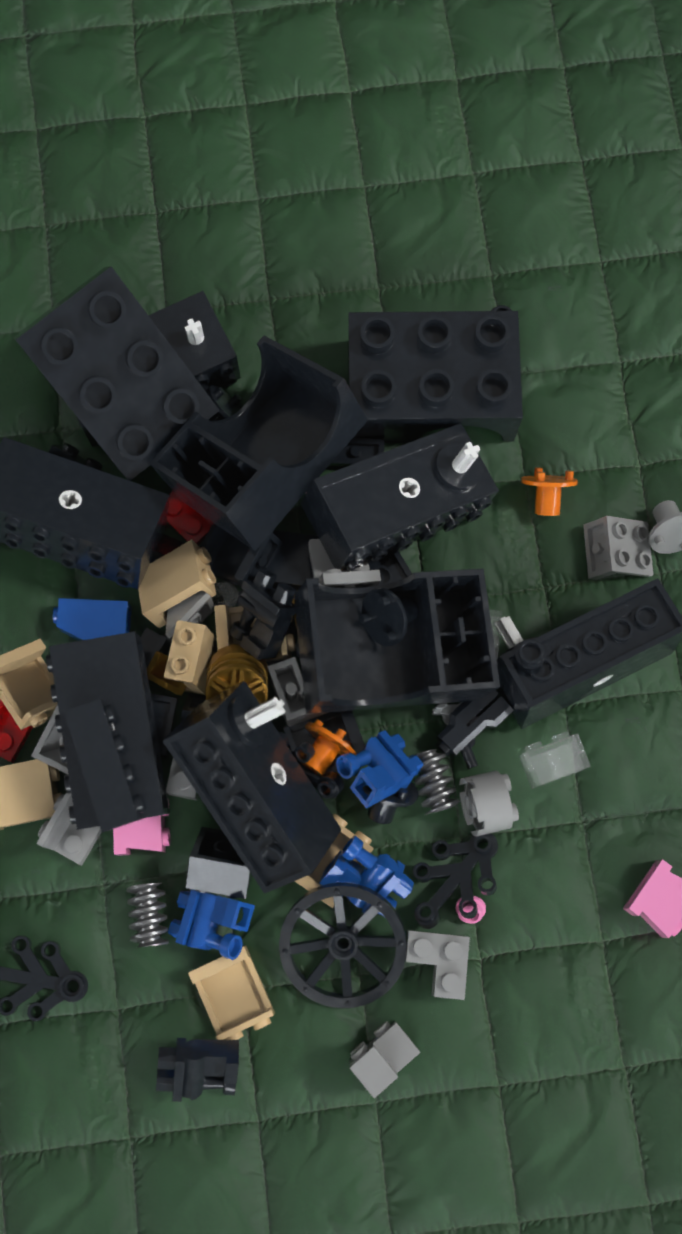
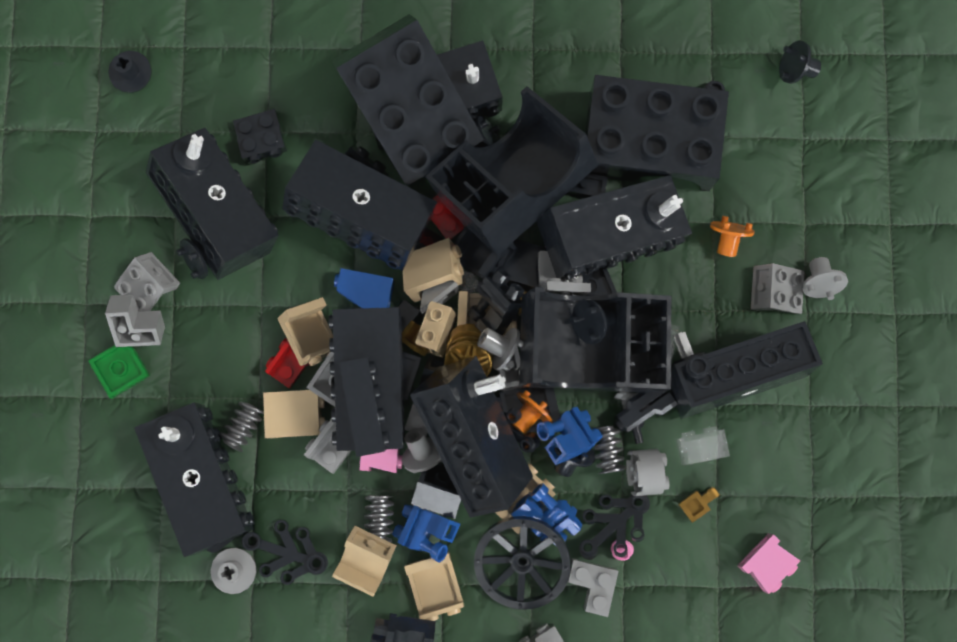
camera: 10 degrees right, 5 degrees up
(134, 973) = (364, 561): none -> tan panel
(191, 818) = (421, 452): none -> light grey piece
(274, 665) = (501, 346): none -> light grey piece
(557, 836) = (696, 505): none -> pearl gold plate
(599, 270) = (798, 63): none -> black piece

